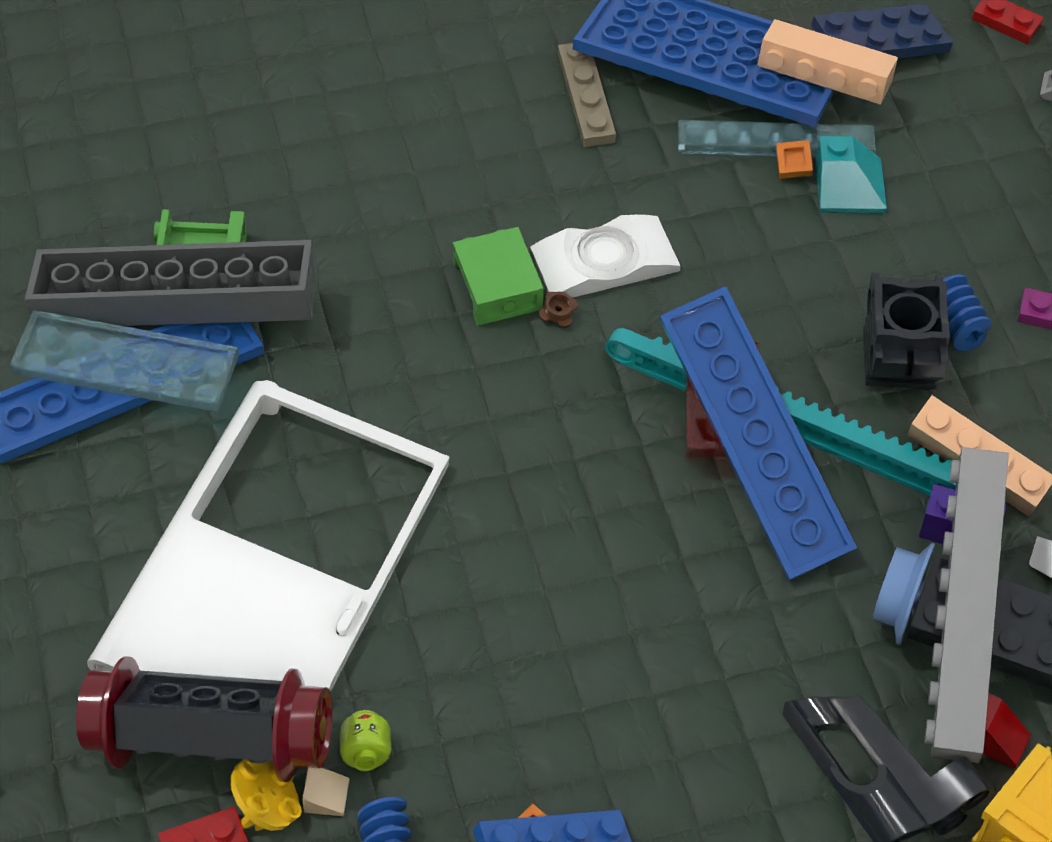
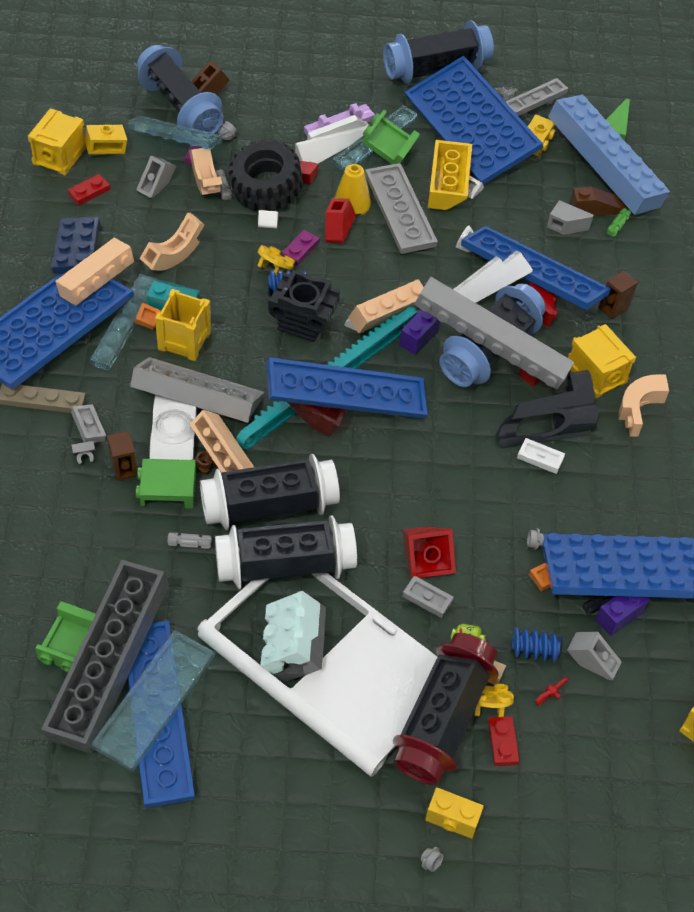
camera: 75 degrees left, 0 degrees up
(50, 790) = (454, 813): none -> yellow brick
(272, 490) = (293, 636): none -> light aqua piece
(413, 334) = (189, 540): none -> light grey axle
(417, 441) = (286, 551): none -> black brick
(428, 666) = (427, 596): none -> light grey plate
(508, 641) = (429, 551): none -> red slope
(512, 199) = (122, 455): none -> reddish brown brick
(513, 162) = (83, 449): none -> light grey tile
(518, 390) = (269, 491): none -> black brick
(561, 154) = (88, 423): none -> light grey plate
(582, 321) = (219, 442): none -> light nougat brick
(604, 799) = (535, 539): none -> light grey plate
(683, 240) = (196, 389): none -> light grey arch
(785, 196) = (183, 325): none -> yellow container
(785, 774) = (541, 455): none -> white plate
(940, 150) = (176, 249): none -> light nougat arch
(999, 278) = (273, 255): none -> yellow plate

